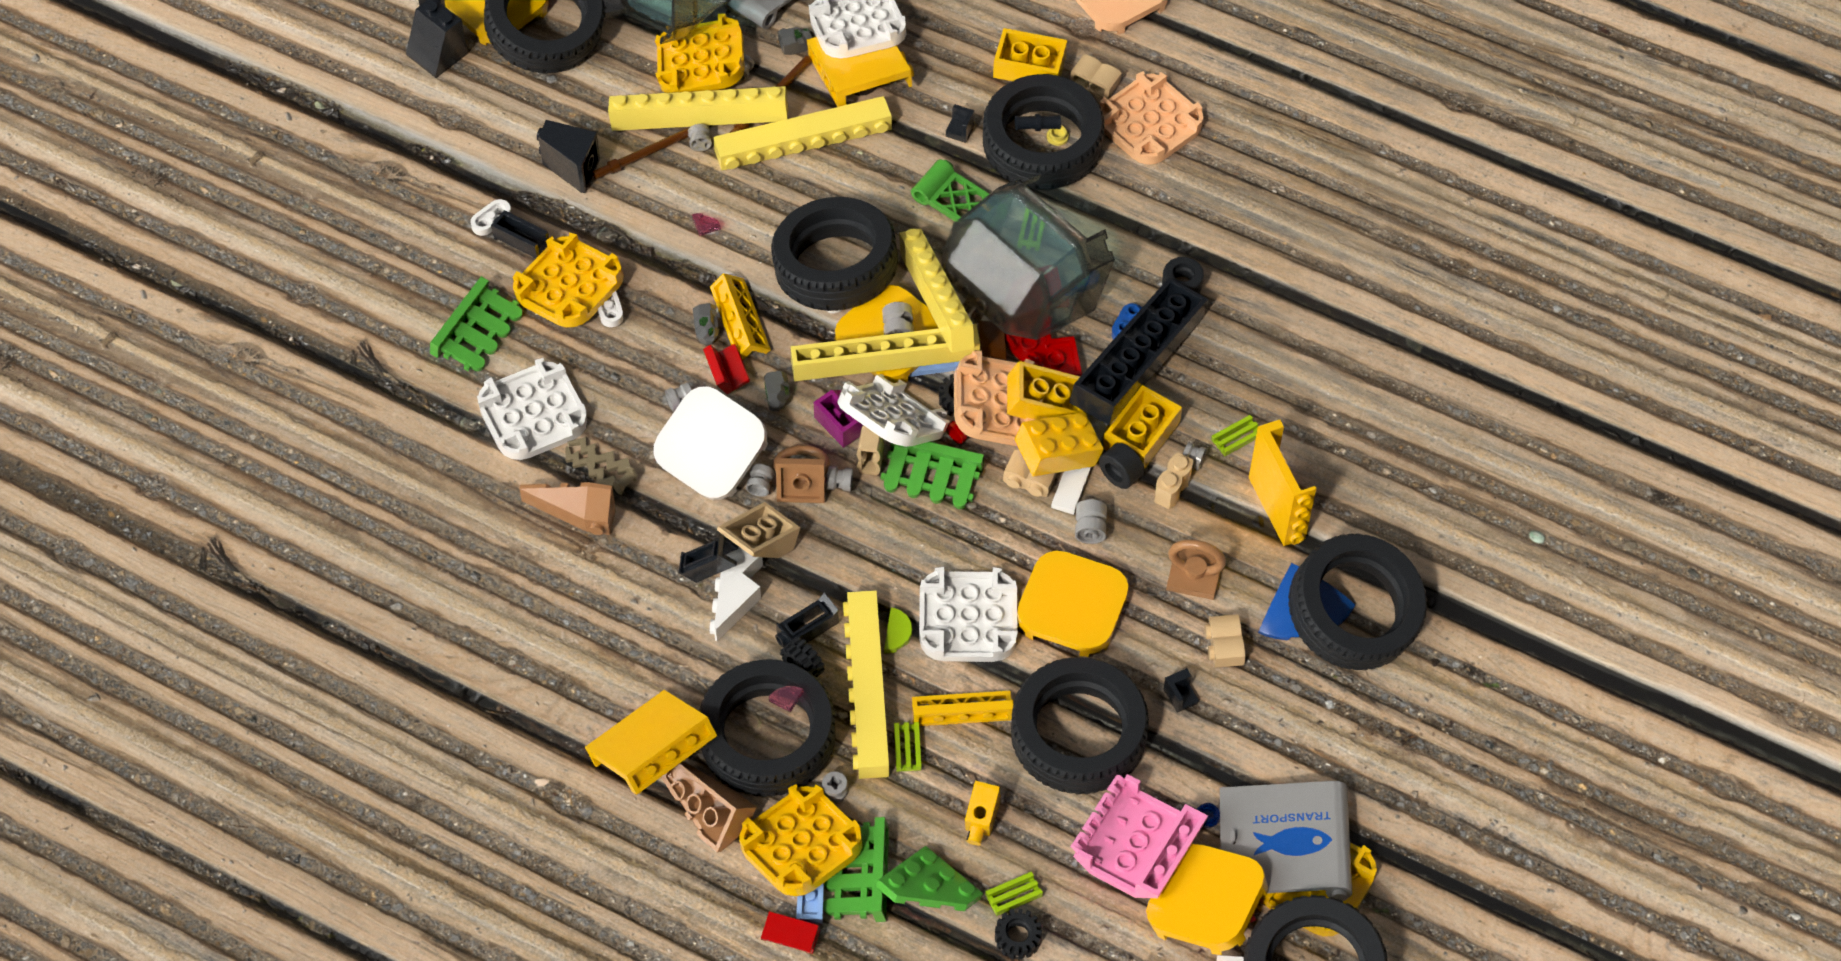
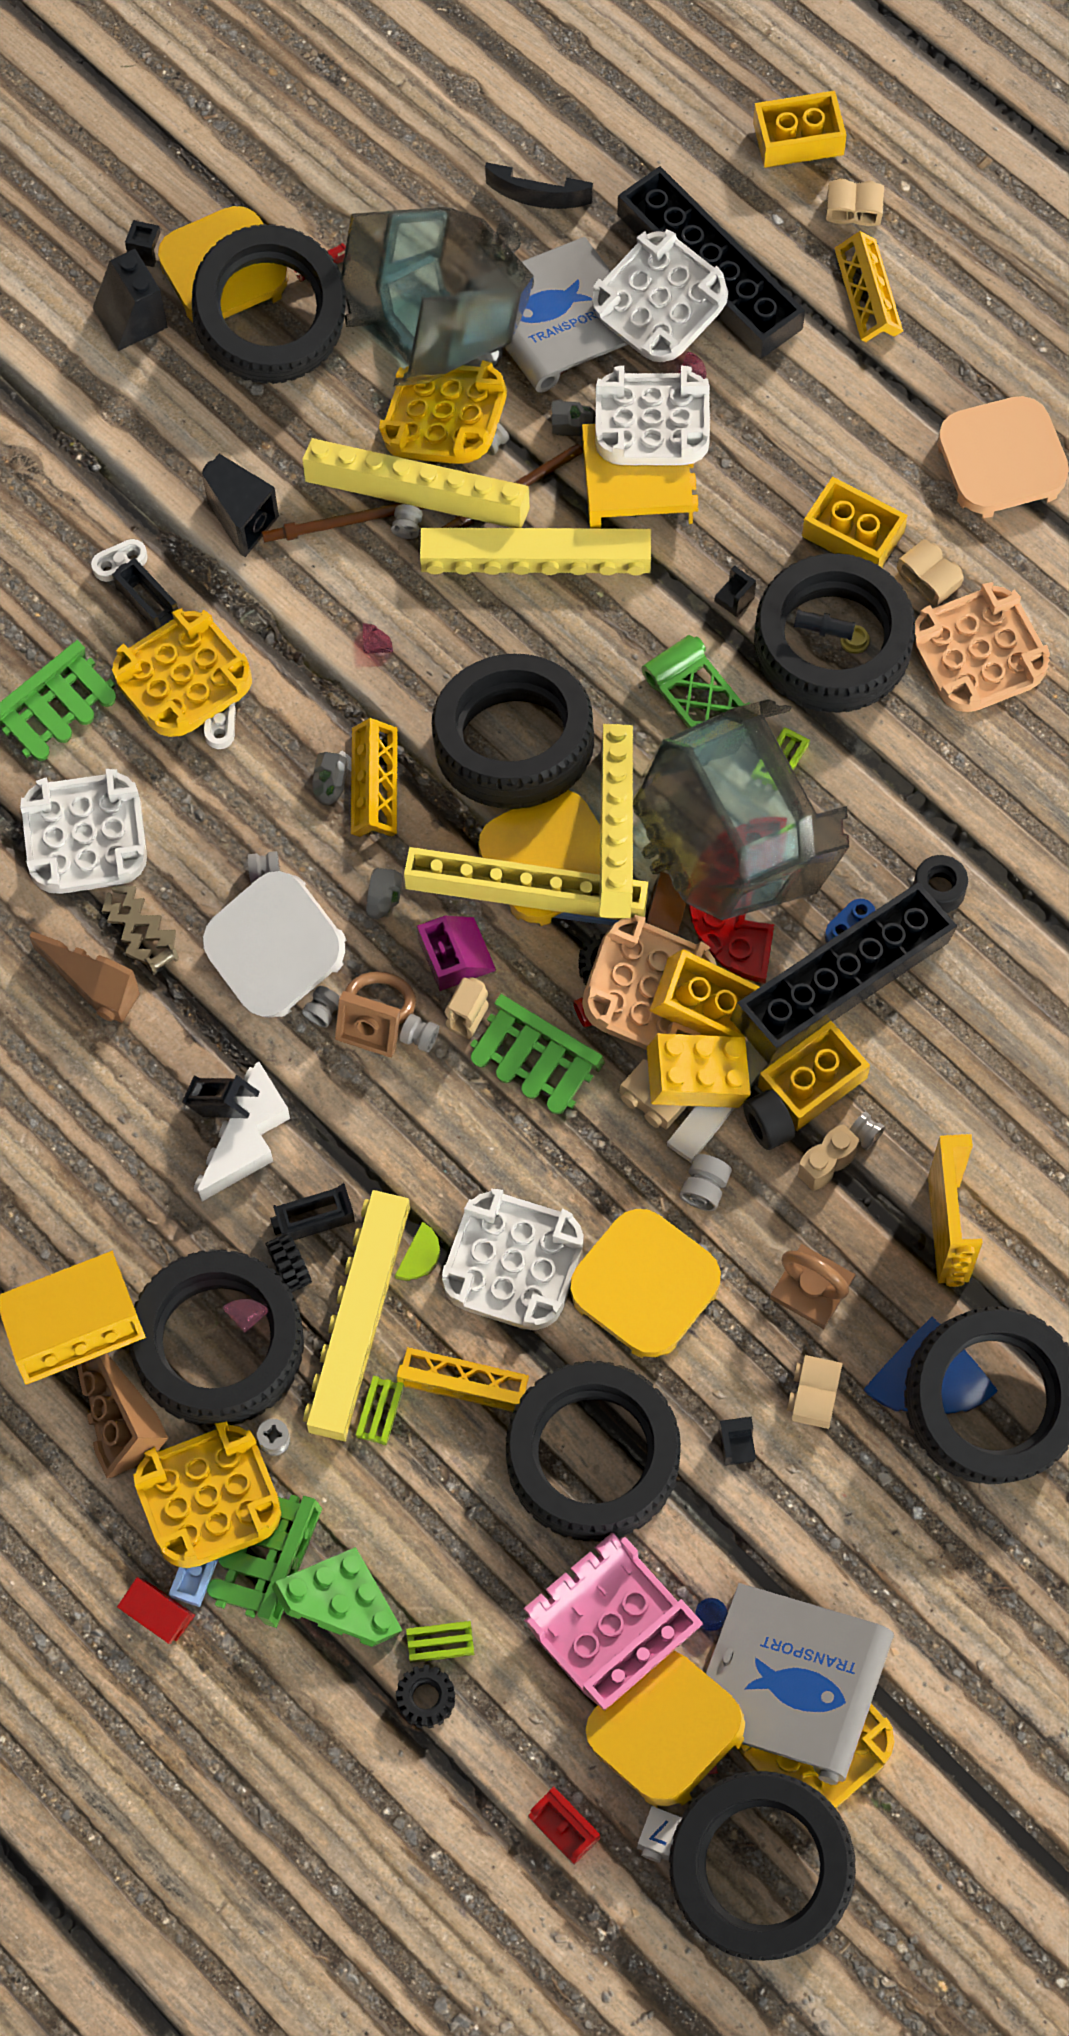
camera: 20 degrees right, 10 degrees up
(727, 368) = (333, 844): red panel -> none
(762, 532) = (292, 1082): tan slope -> none
(892, 412) = (507, 969): white tile -> none
(897, 318) = (557, 846): light grey wheel -> none
(983, 804) = (437, 1515): yellow torso -> none
(1232, 430) = (954, 1101): lime tile -> none

